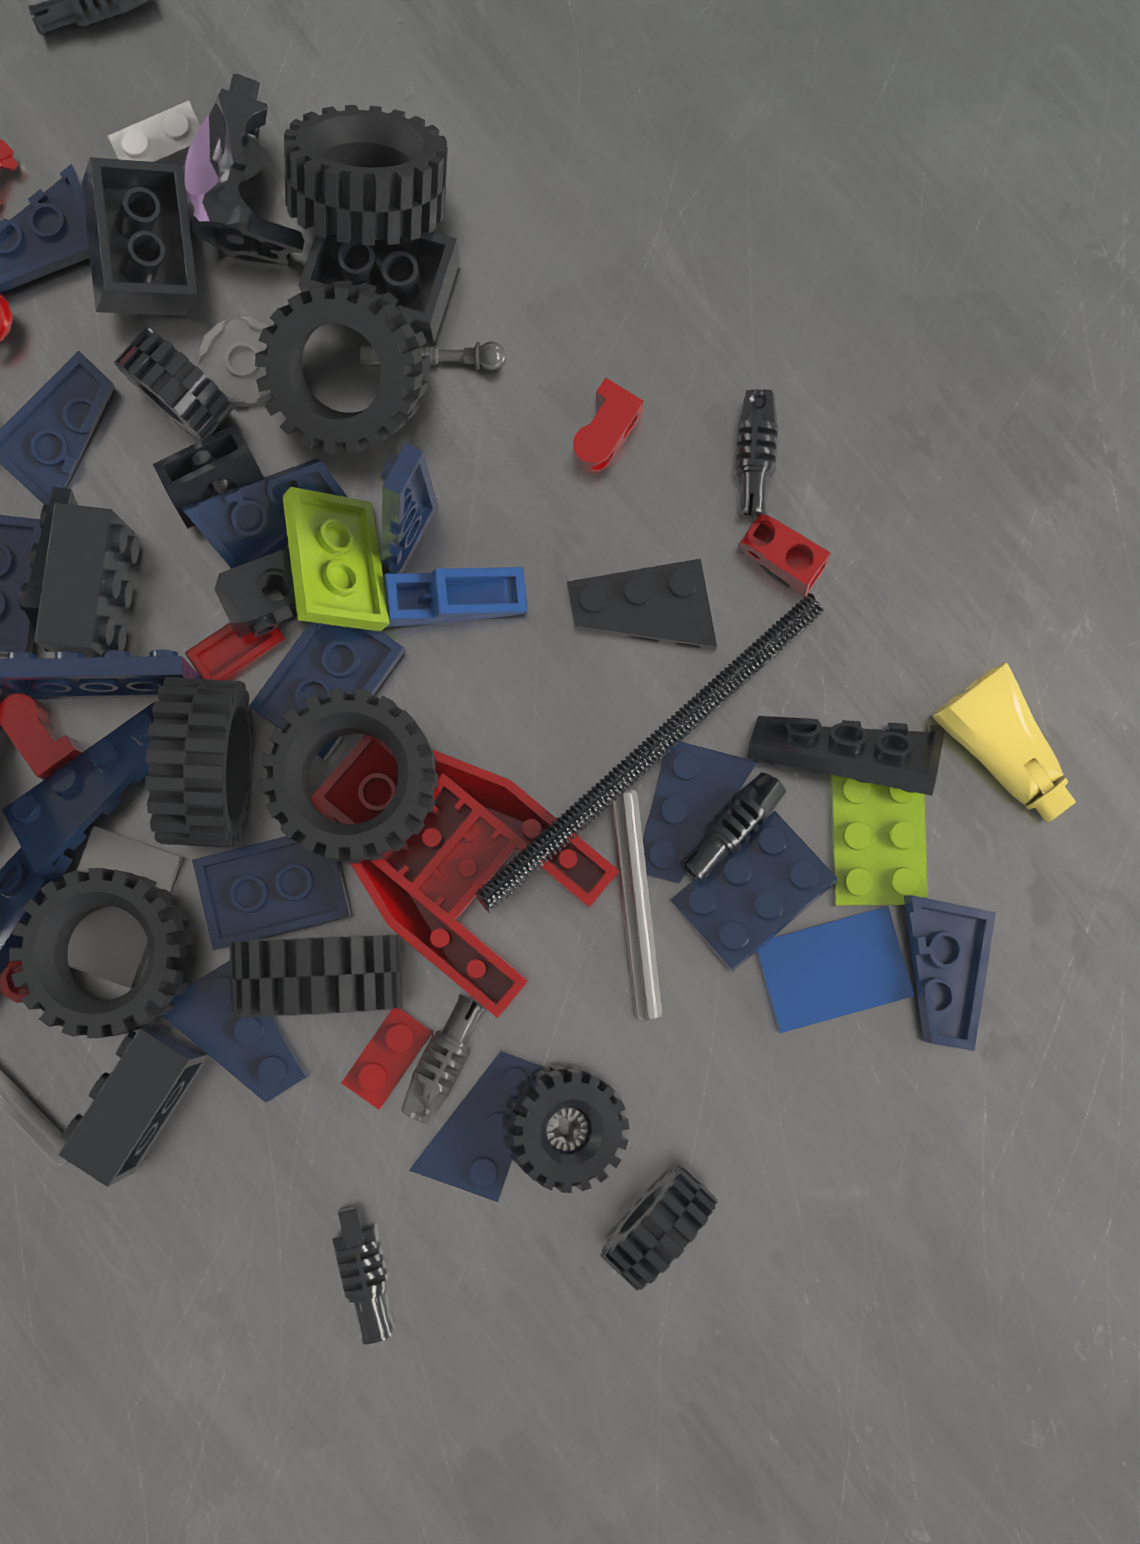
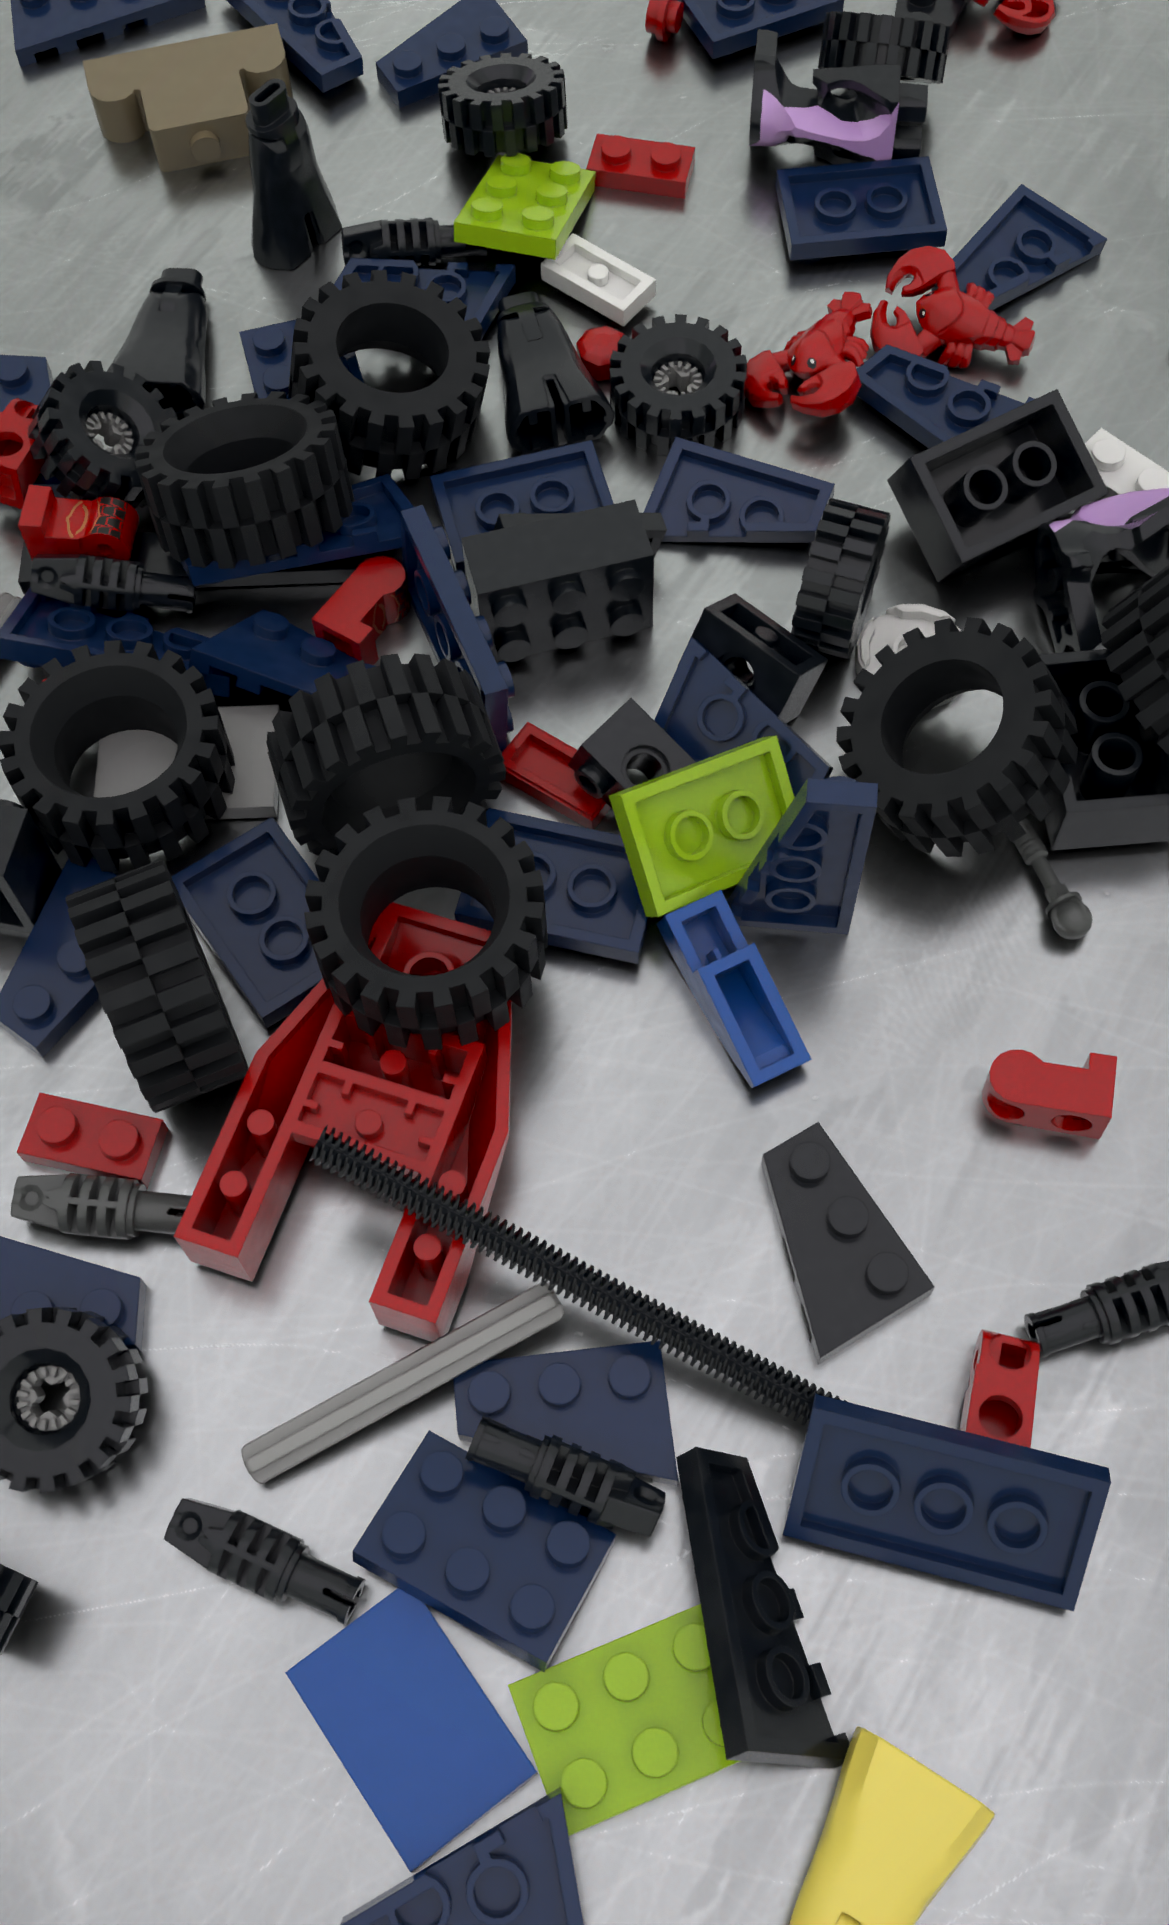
camera: 75 degrees right, 20 degrees down
(708, 1027) = (260, 1558): none -> black hinge
(833, 612) = (946, 1502): none -> dark blue plate

